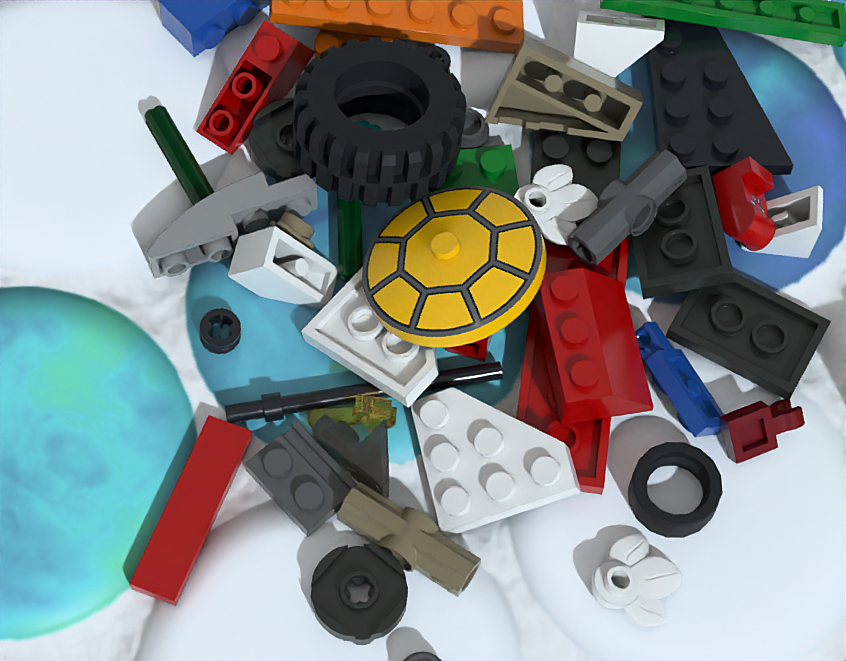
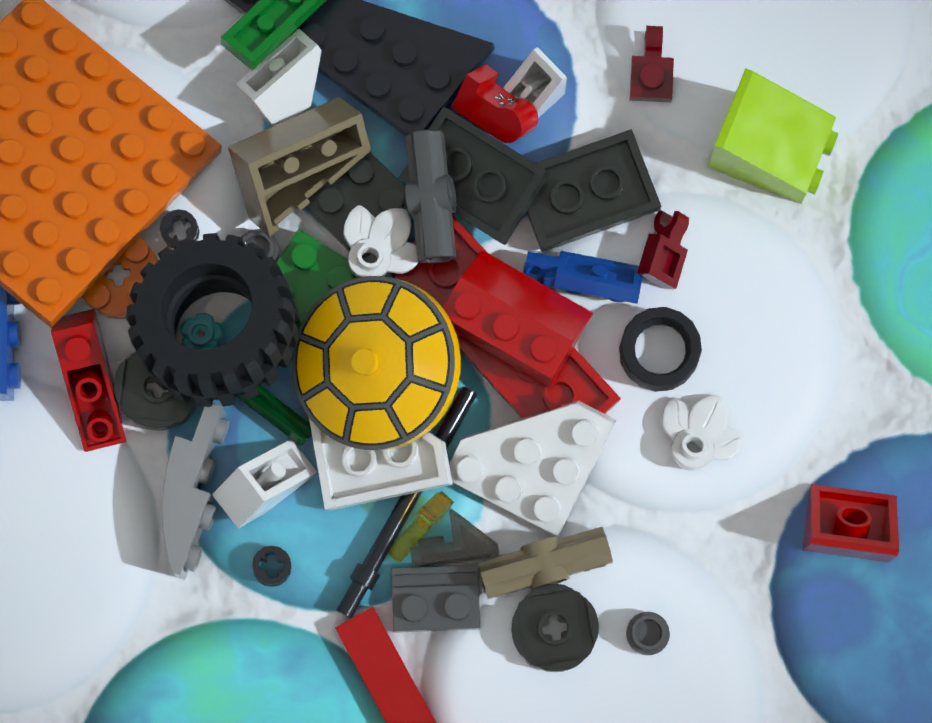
camera: 45 degrees left, 15 degrees up
(178, 154) = (102, 483): dark green axle -> none
(295, 228) = (239, 451): dark tan plate -> none

